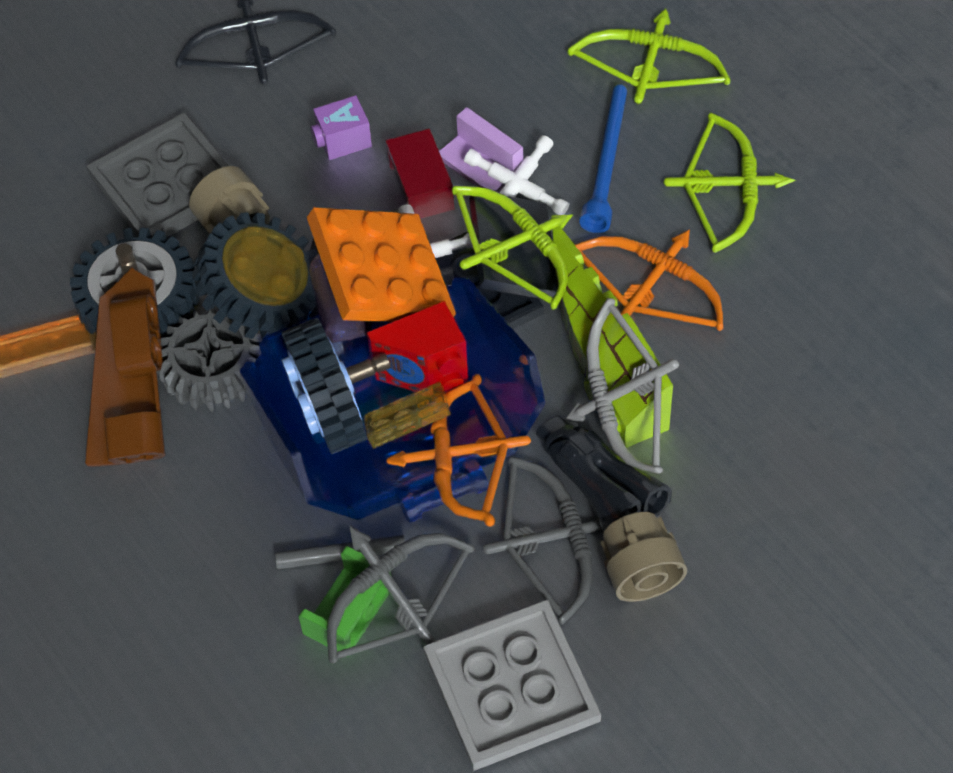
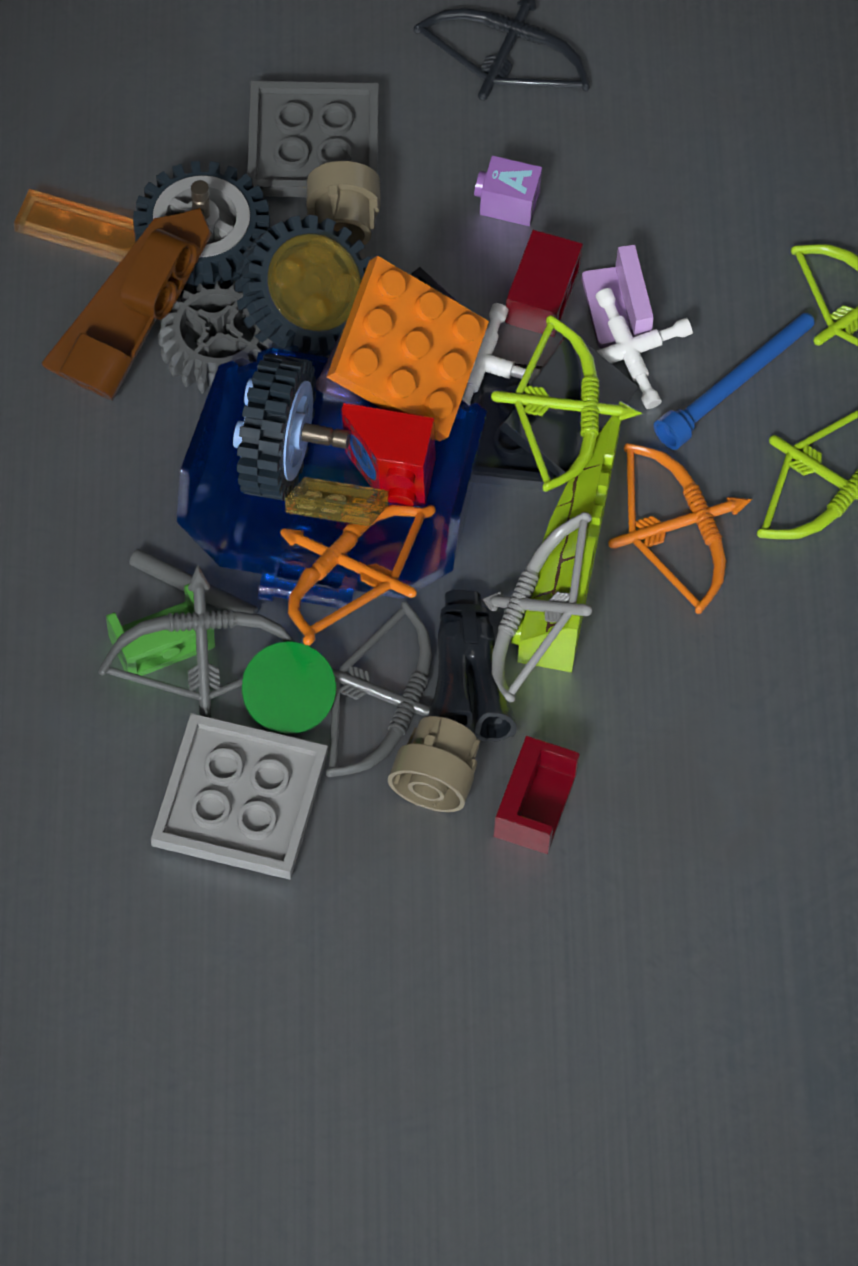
camera: 30 degrees right, 5 degrees up
(481, 577) = (288, 688): none -> green piece
(726, 532) = (536, 795): none -> dark red panel

